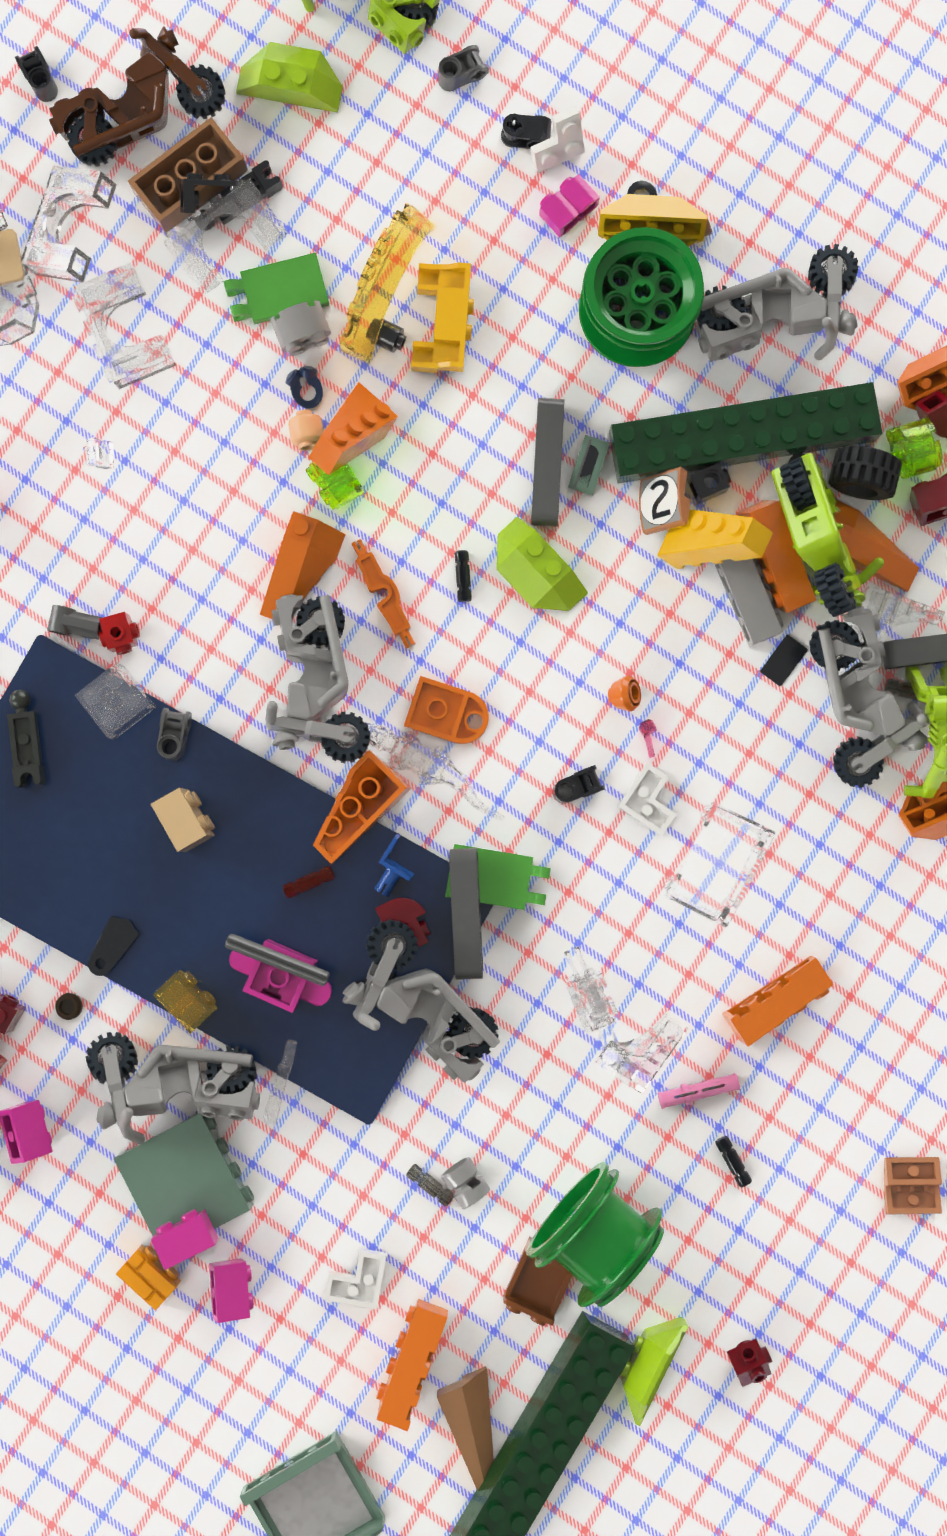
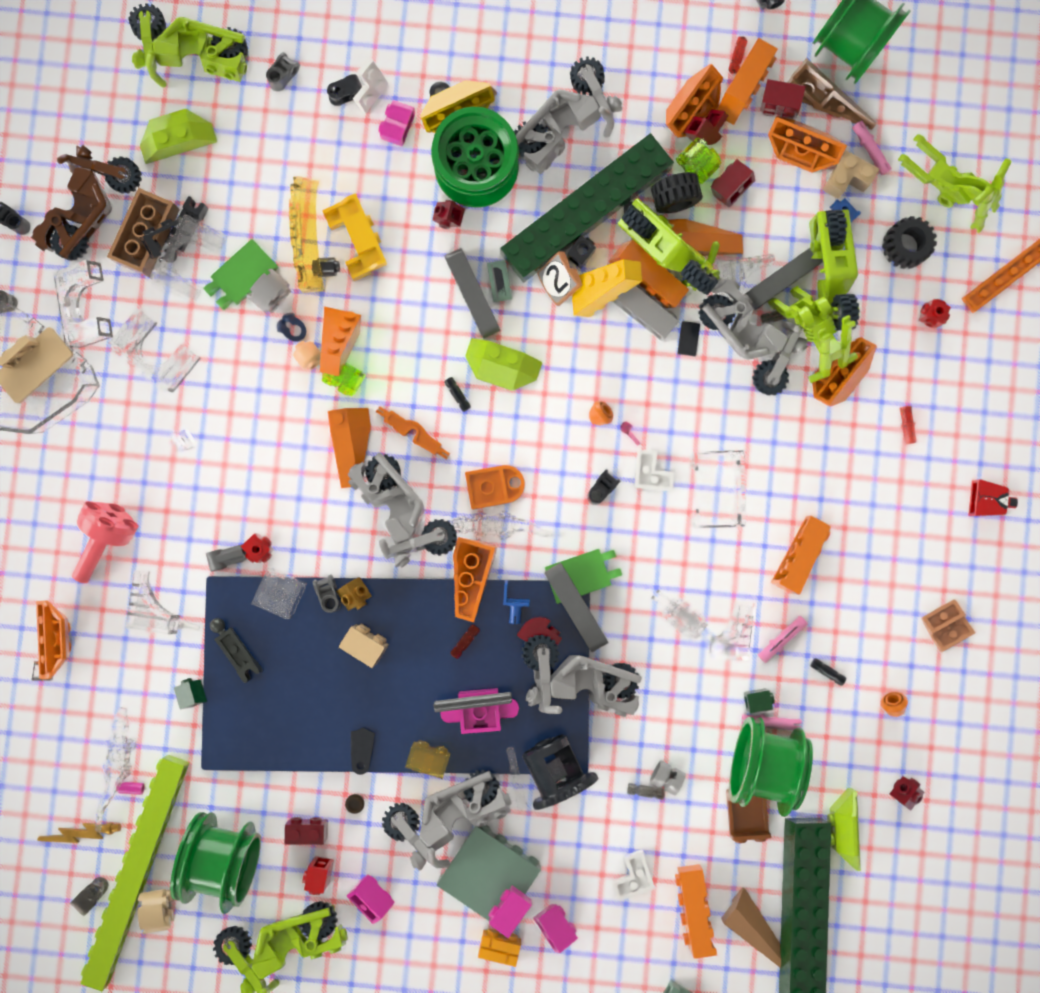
camera: 30 degrees left, 0 degrees up
(205, 751) = (354, 594): none -> pearl gold brick
(323, 1096) = (549, 772): none -> black piece
(570, 350) = (448, 214): none -> dark red brick
(628, 1149) = (758, 700): none -> dark green brick
(634, 1188) = (776, 723): none -> bright pink pin
(793, 1245) = (894, 703): none -> orange cone

